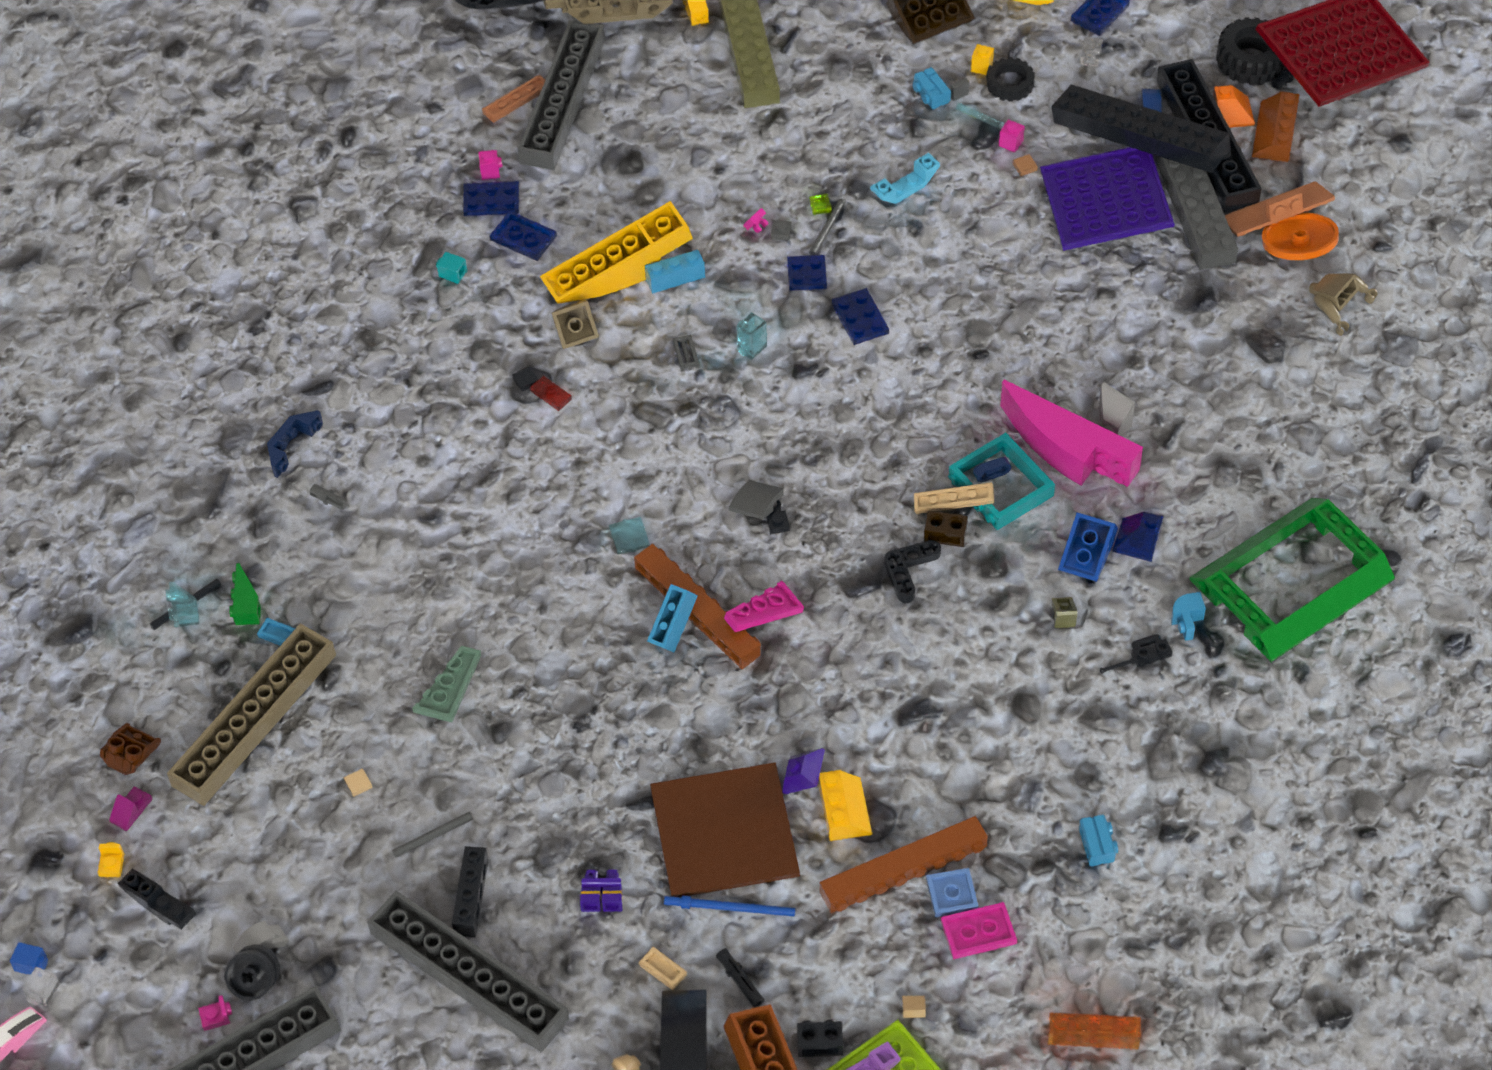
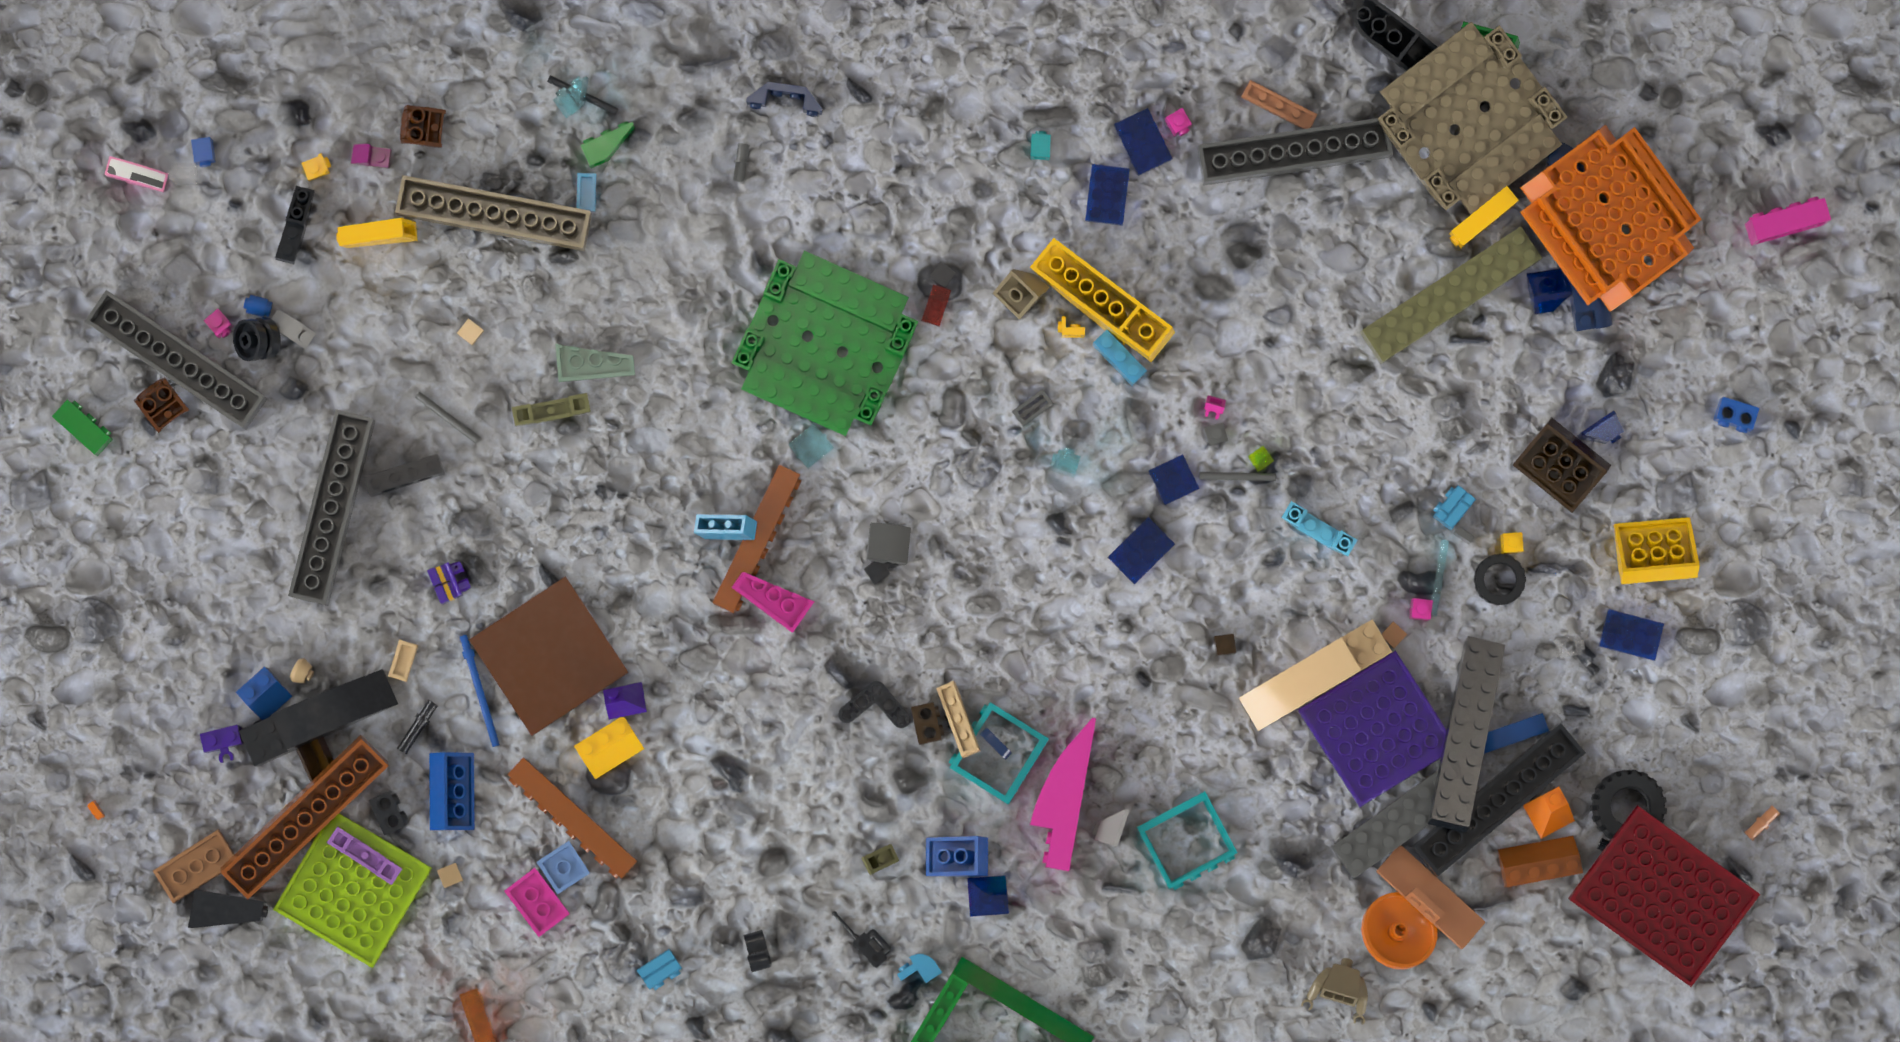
camera: 60 degrees right, 30 degrees up
(210, 825) = (377, 233): none -> yellow slope
(215, 968) = (258, 306): none -> blue brick
(477, 734) = (551, 410): none -> olive slope
(517, 466) = (839, 312): none -> green slope
(631, 299) = (1072, 331): none -> yellow bracket
(823, 969) = (451, 791): none -> blue slope
(977, 279) = (1224, 644): none -> dark brown brick
(1037, 224) = (1315, 675): none -> tan slope
(1121, 744) = (757, 949): none -> black beam
(1146, 338) = (1210, 865): none -> teal window

